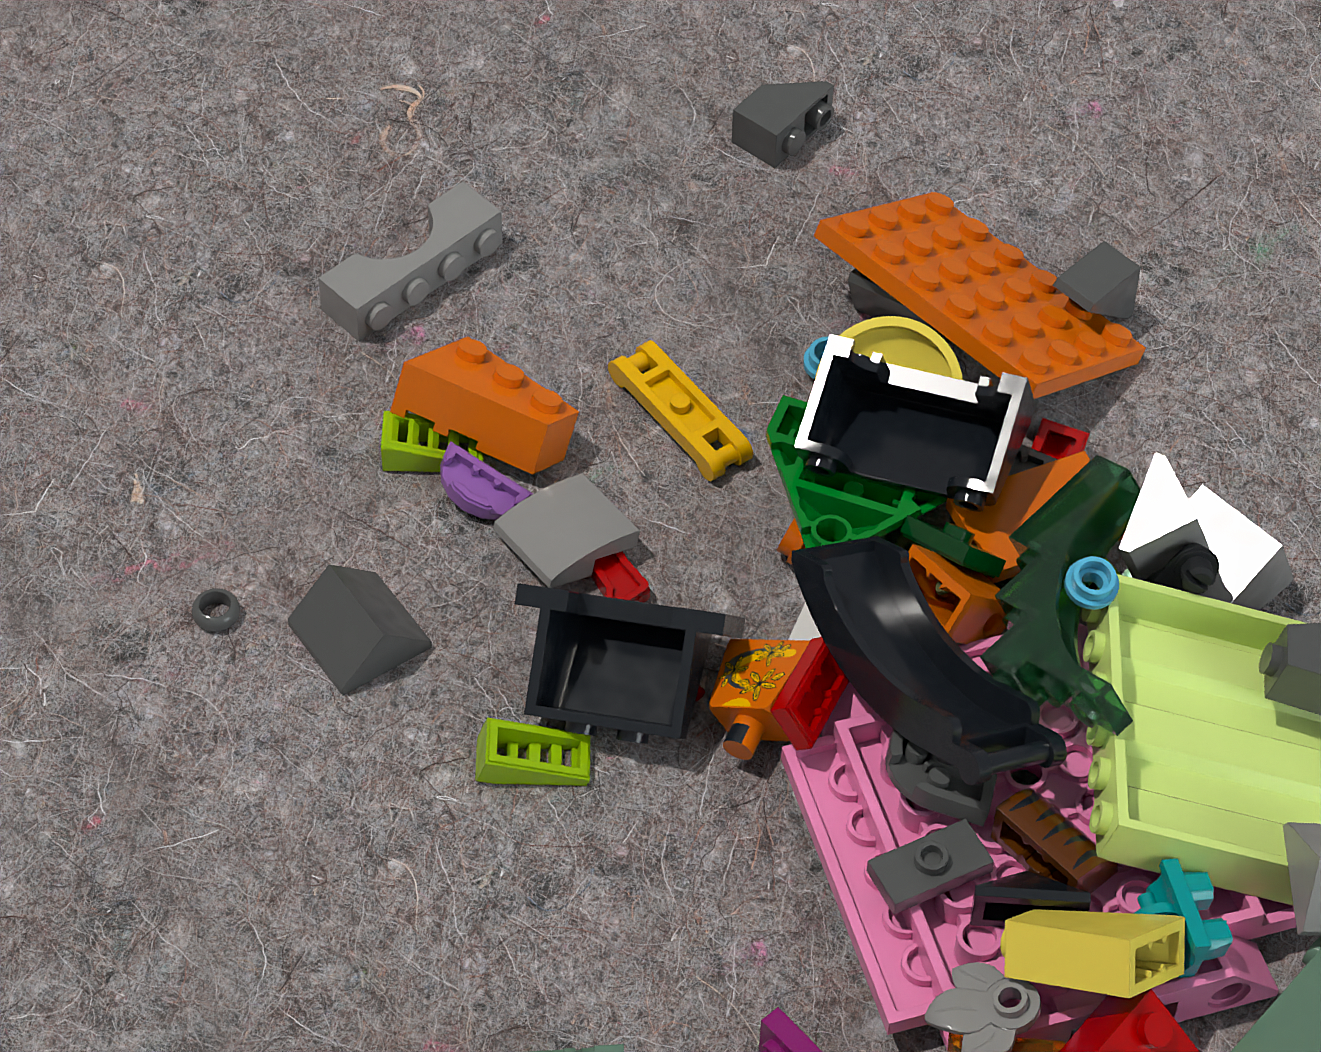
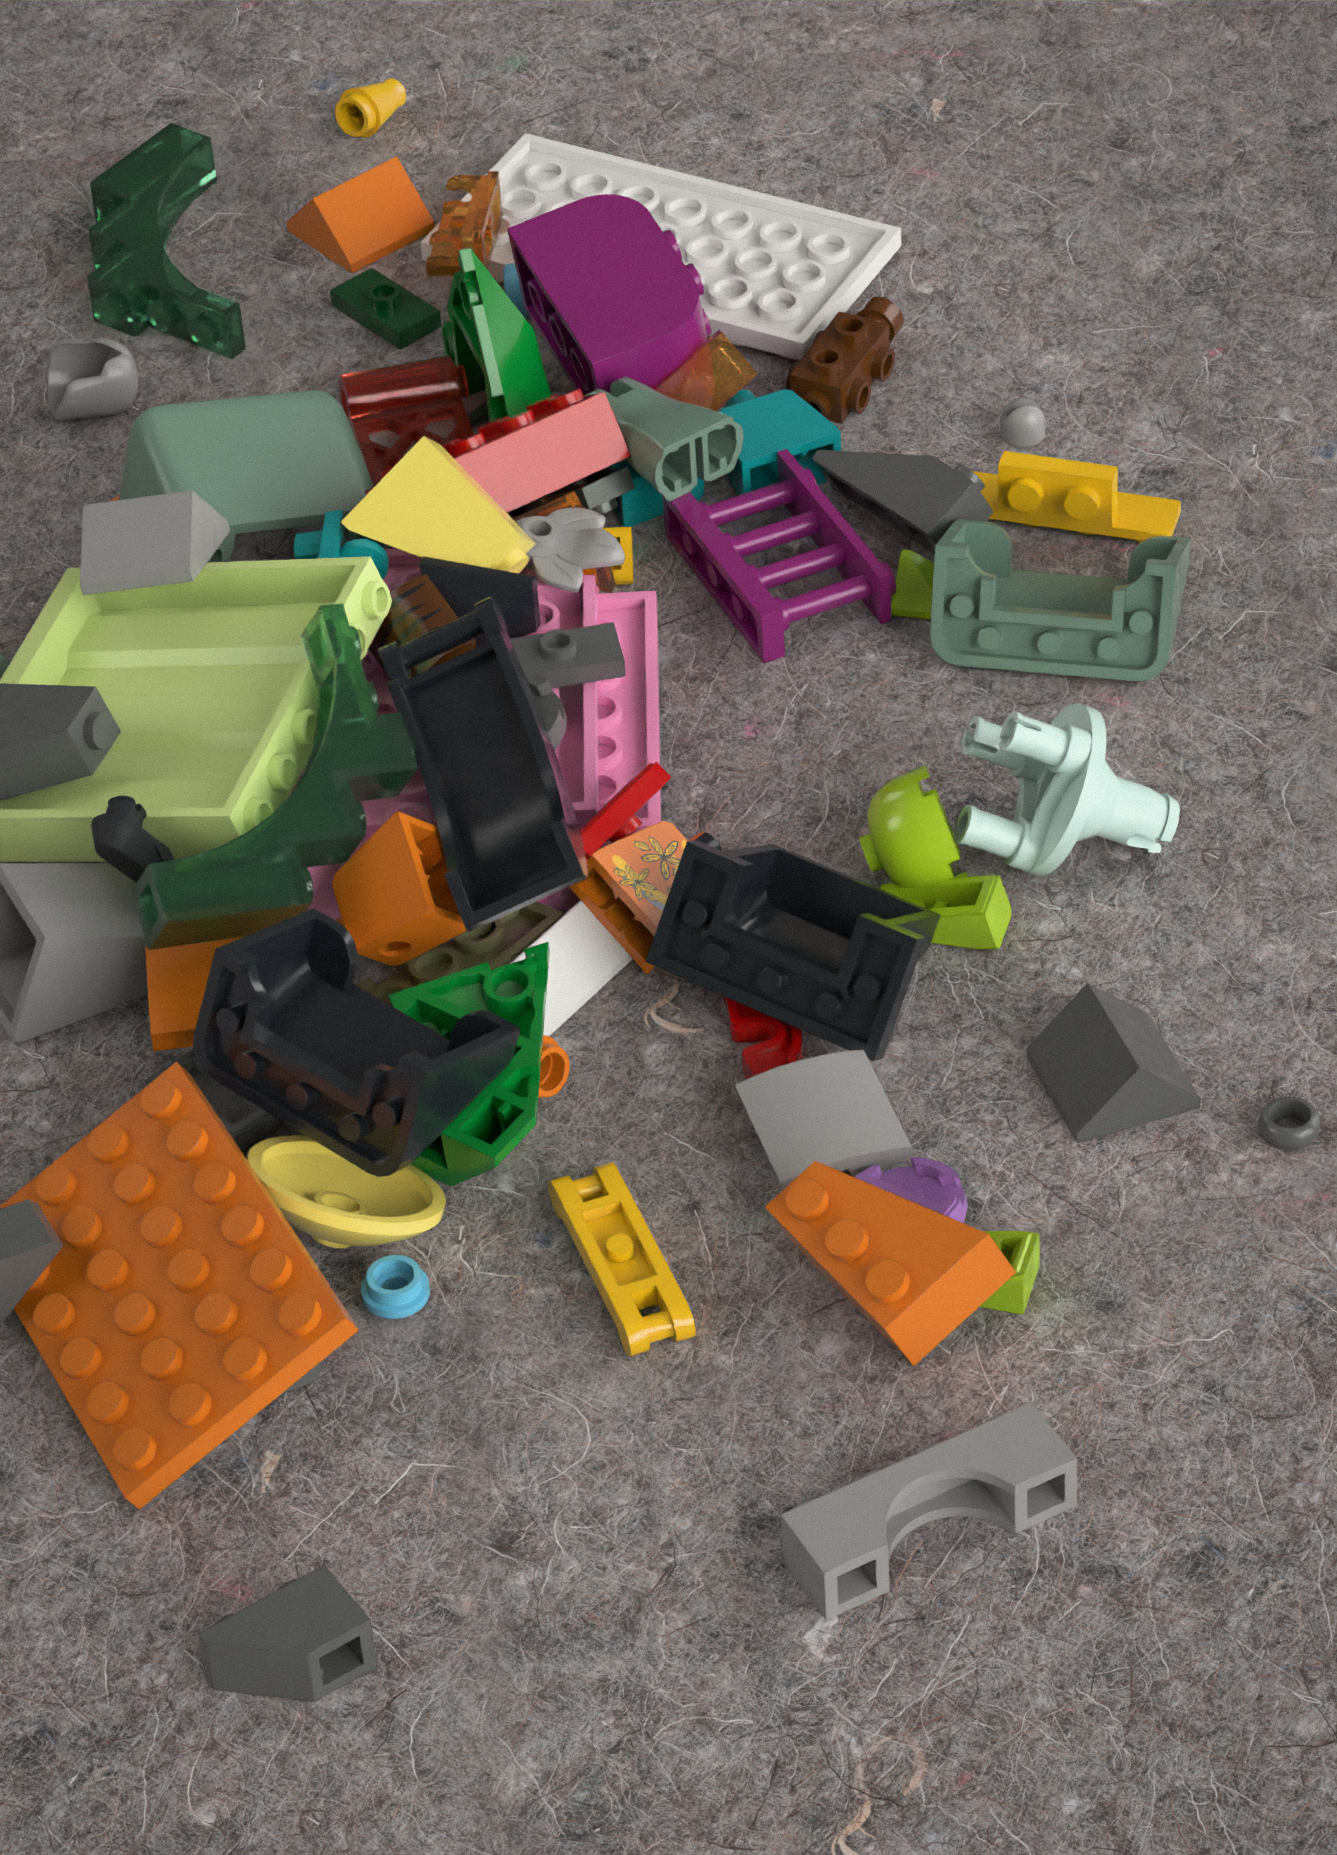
camera: 160 degrees left, 10 degrees down
(445, 823) = (1063, 792): none -> light aqua piece
(564, 792) = (910, 833): none -> lime cylinder
(953, 544) = (374, 923): dark green plate -> none
(1094, 570) = (258, 786): medium azure plate -> none
(1159, 523) = (125, 842): slope -> none

